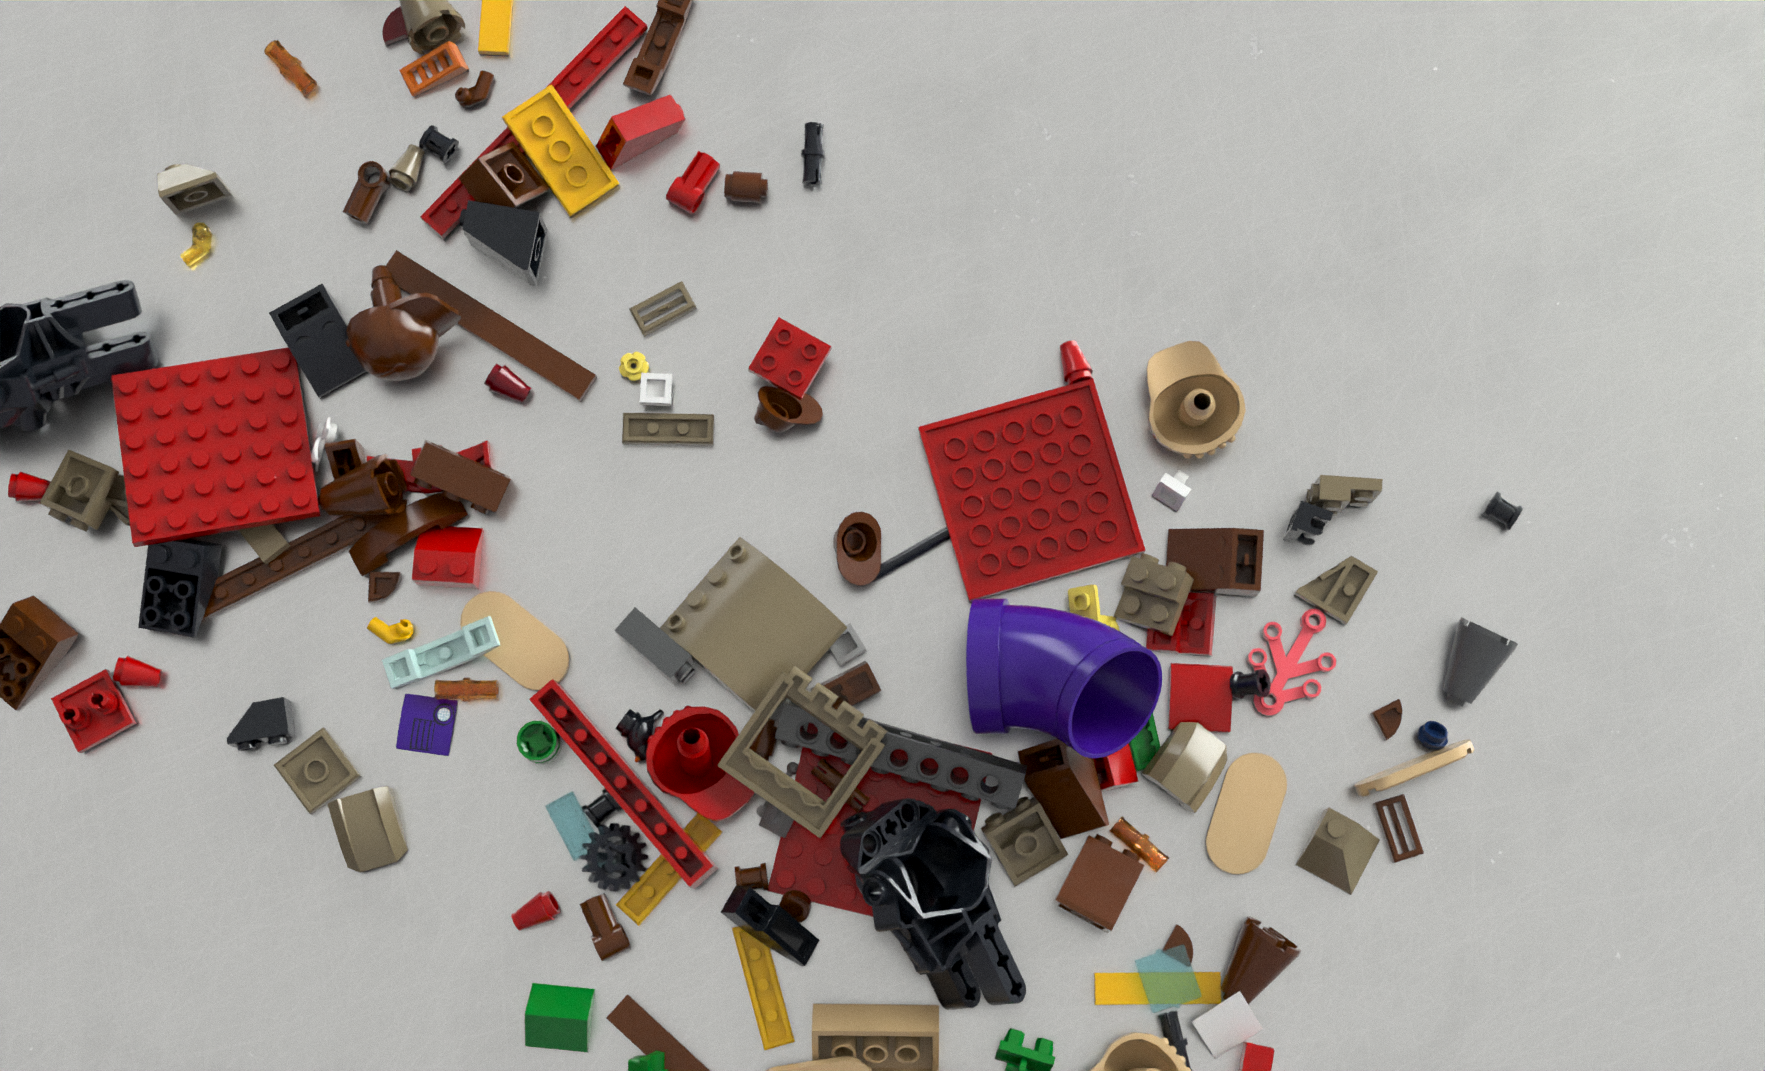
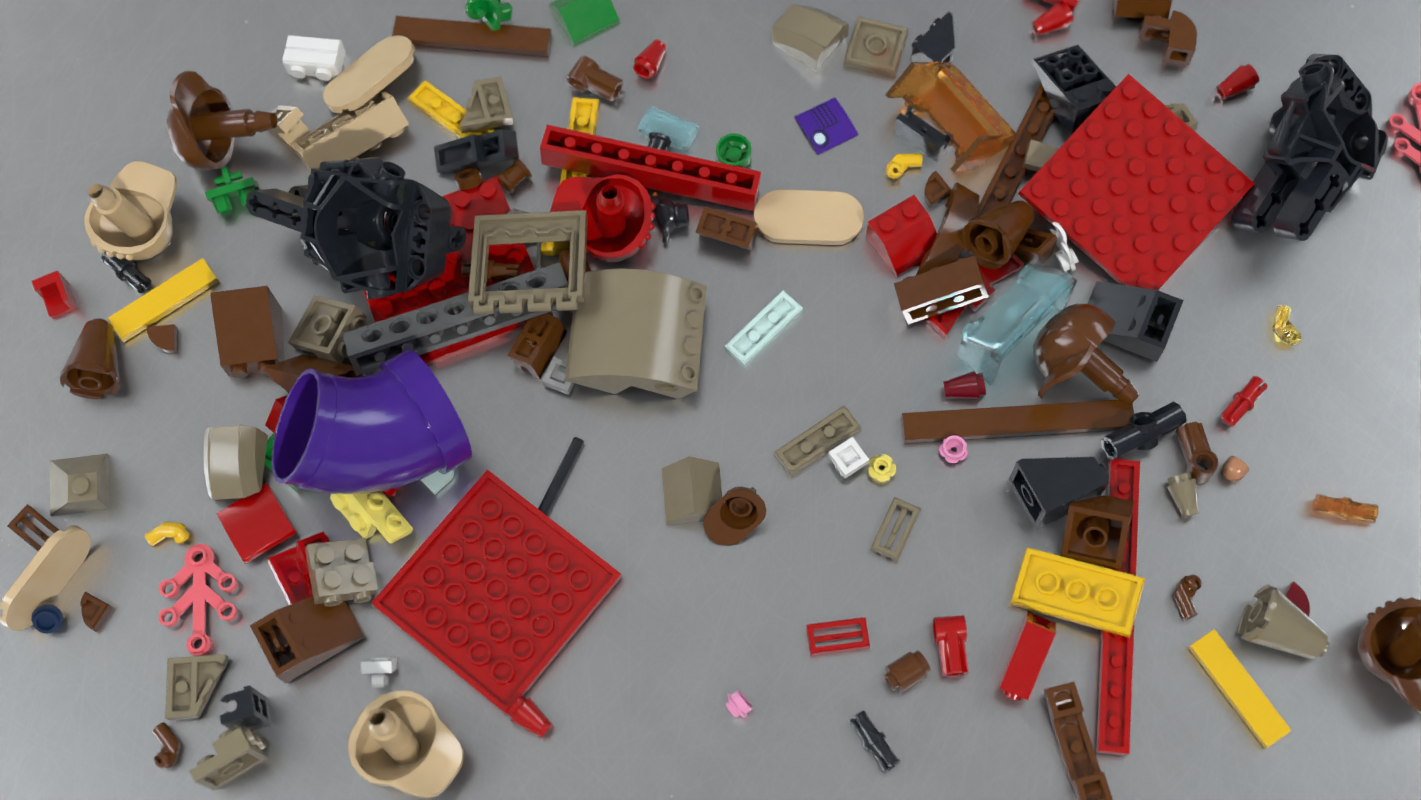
camera: 145 degrees right, 10 degrees down
(41, 569) = (1177, 34): none -> reddish brown brick
(80, 491) = (1201, 96): dark tan plate -> none
(189, 187) = (1334, 356): dark tan slope -> none
(290, 207) = (1243, 401): none -> red axle
(299, 634) = (956, 109): none -> clear orange windscreen
(349, 158) = (1234, 469): none -> nougat hinge
(349, 645) = (922, 135): none -> black hinge
(380, 237) = (1143, 431): none -> black piece
(419, 393) = (1014, 317): none -> clear light blue windscreen
(438, 144) = (1177, 529): black bush -> none
(442, 653) = (854, 170): light aqua slope -> none
(447, 49) = (1227, 607): orange slope -> none
(466, 689) = (816, 162): clear orange pin -> none
(561, 331) = (956, 442): none -> bright pink plate
(598, 676) = (727, 228): none -> reddish brown hinge
(600, 857) = (620, 118): black gear -> none
(636, 564) = (763, 328): none -> light aqua tile
(656, 647) = (703, 265): dark grey brick -> none
(725, 971) = (487, 106): none -> dark tan wing
(789, 358) = (760, 548): red plate -> none
(800, 268) = (811, 628): none -> red tile
(808, 459) = (690, 489): none -> dark tan slope
(858, 548) = (599, 445): reddish brown piece -> none
(898, 256) = (738, 704): none -> bright pink plate
(1139, 844) = (238, 386): clear orange pin -> none
(1168, 978) = (157, 307): clear light blue piece -> none
(1227, 1025) = (91, 304): white sticker -> none
(1246, 813) = (168, 463): tan tile -> none
(1250, 684) = (218, 555): black bush -> none
(1280, 746) = (167, 529): none -> yellow arm
(1389, 548) = (170, 746): none -> reddish brown arm
(1474, 661) = (41, 701): dark grey cone -> none

